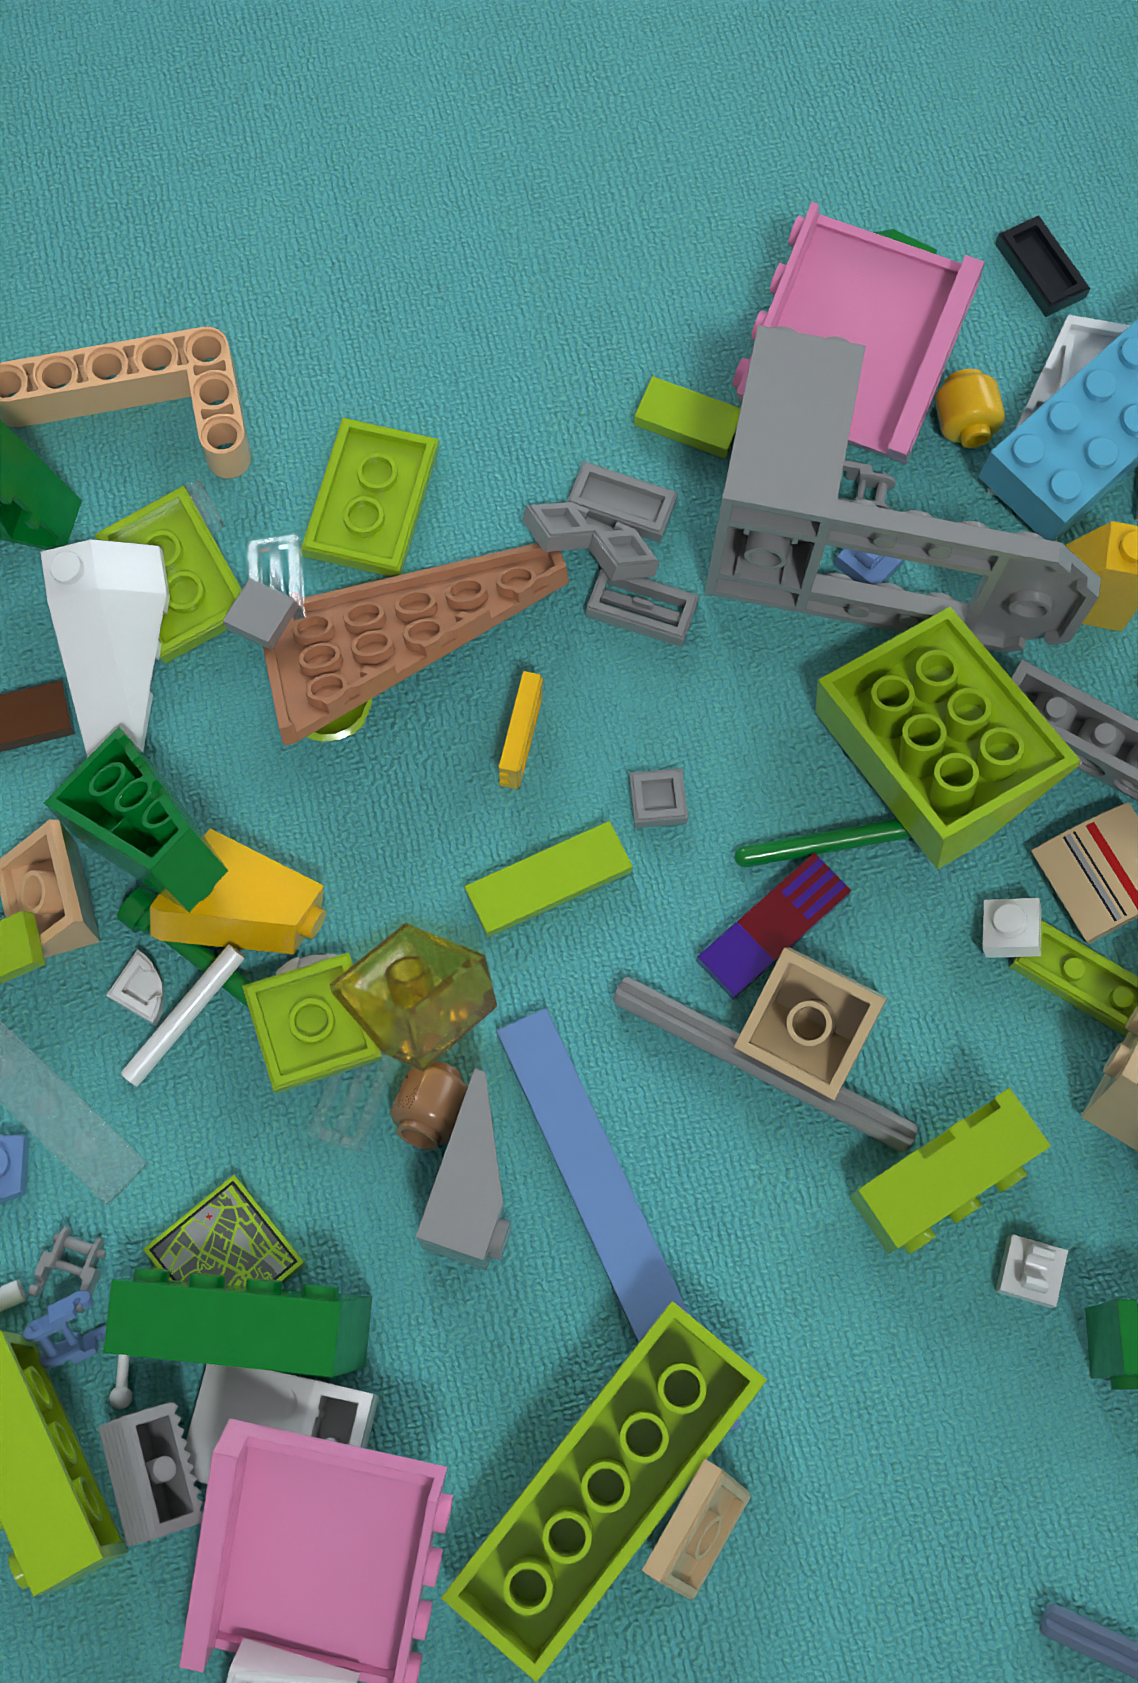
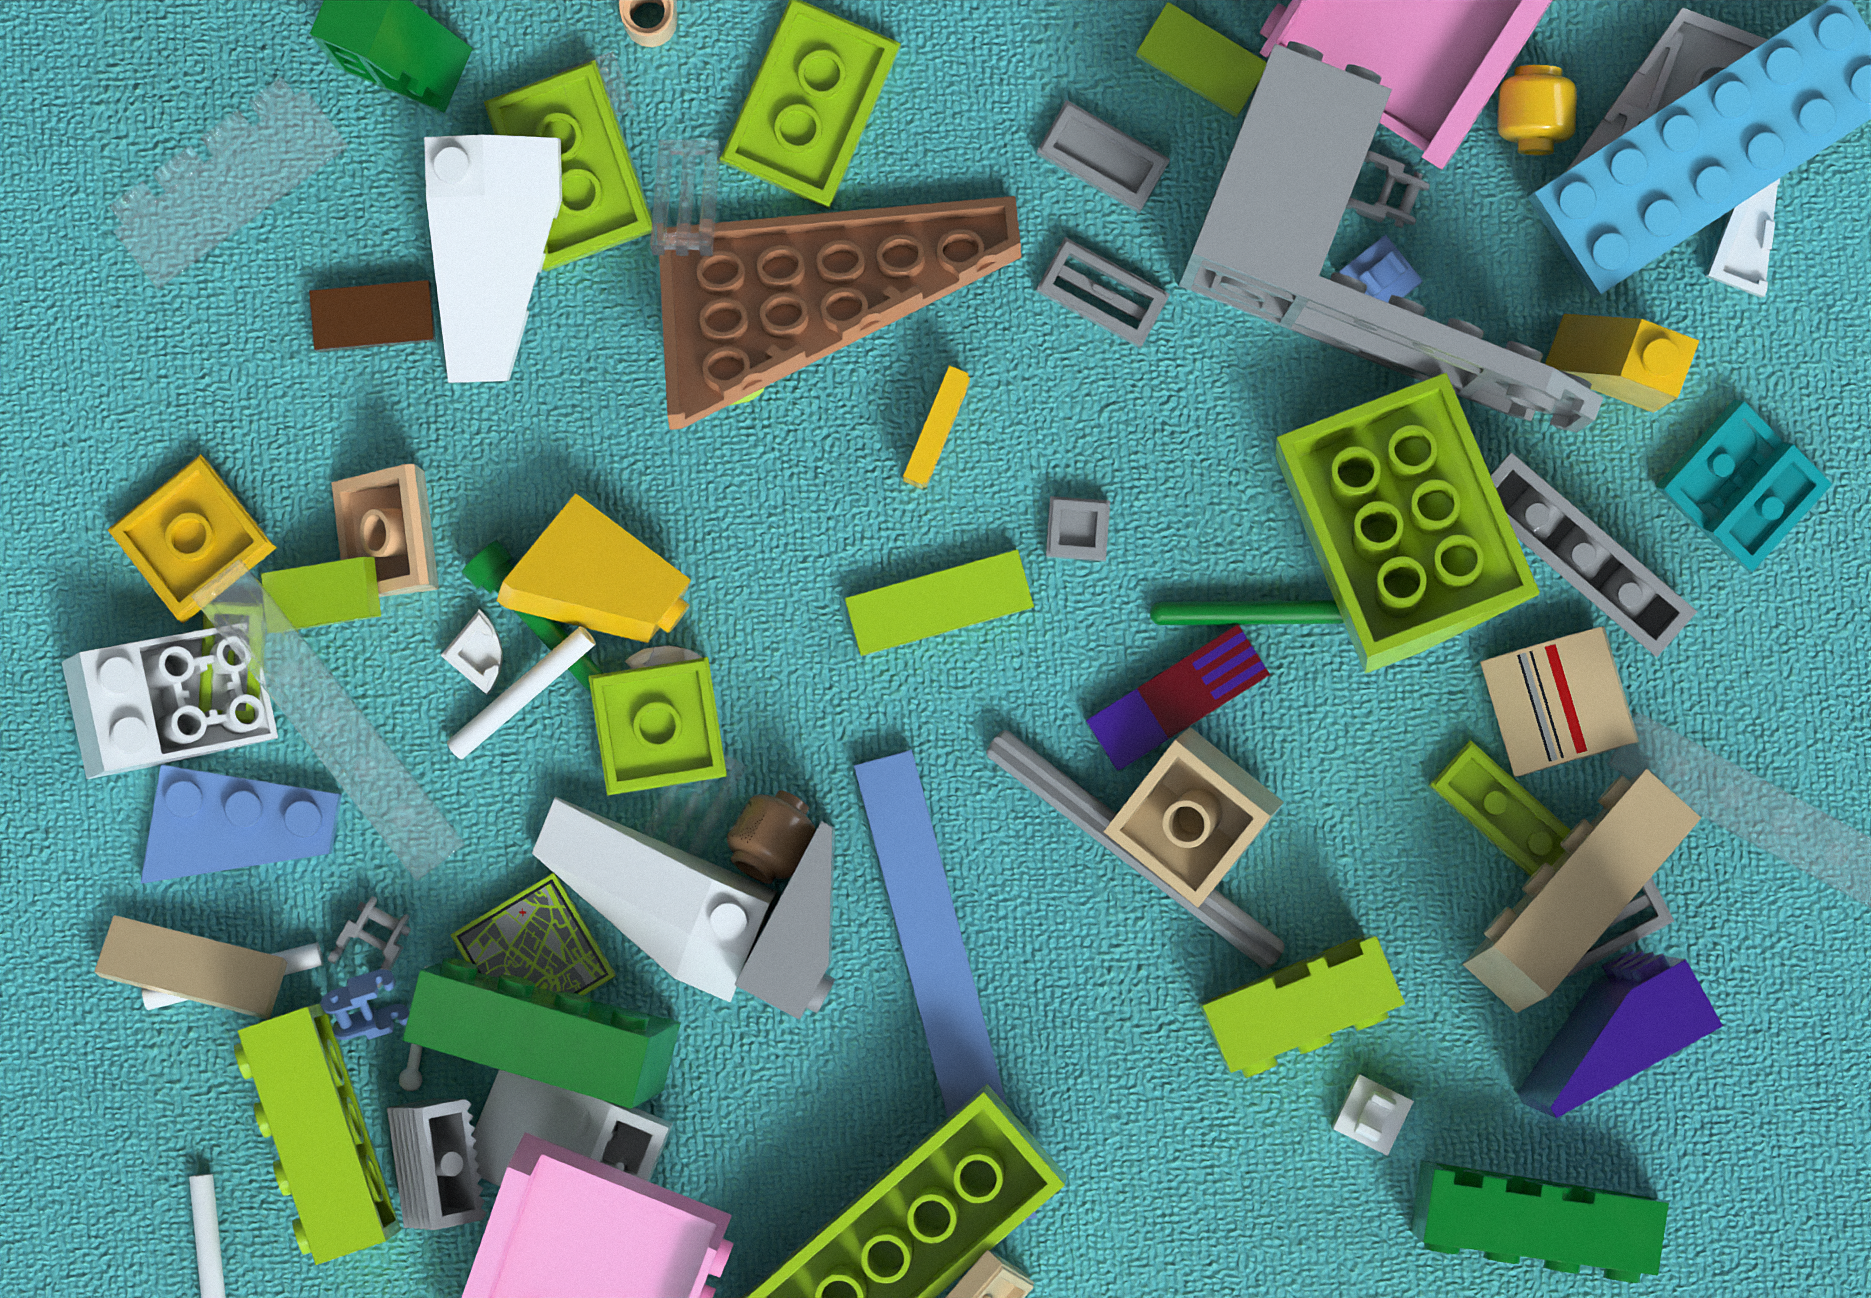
camera: 15 degrees right, 15 degrees up
(136, 822) = (496, 471): green wedge -> none
(260, 614) = (663, 253): light grey tile -> none
(341, 1183) = (667, 902): none -> white wedge
(417, 994) = (773, 717): clear yellow slope -> none
(568, 527) = (1035, 186): light grey tile -> none
(1012, 927) = (1437, 747): white plate -> none

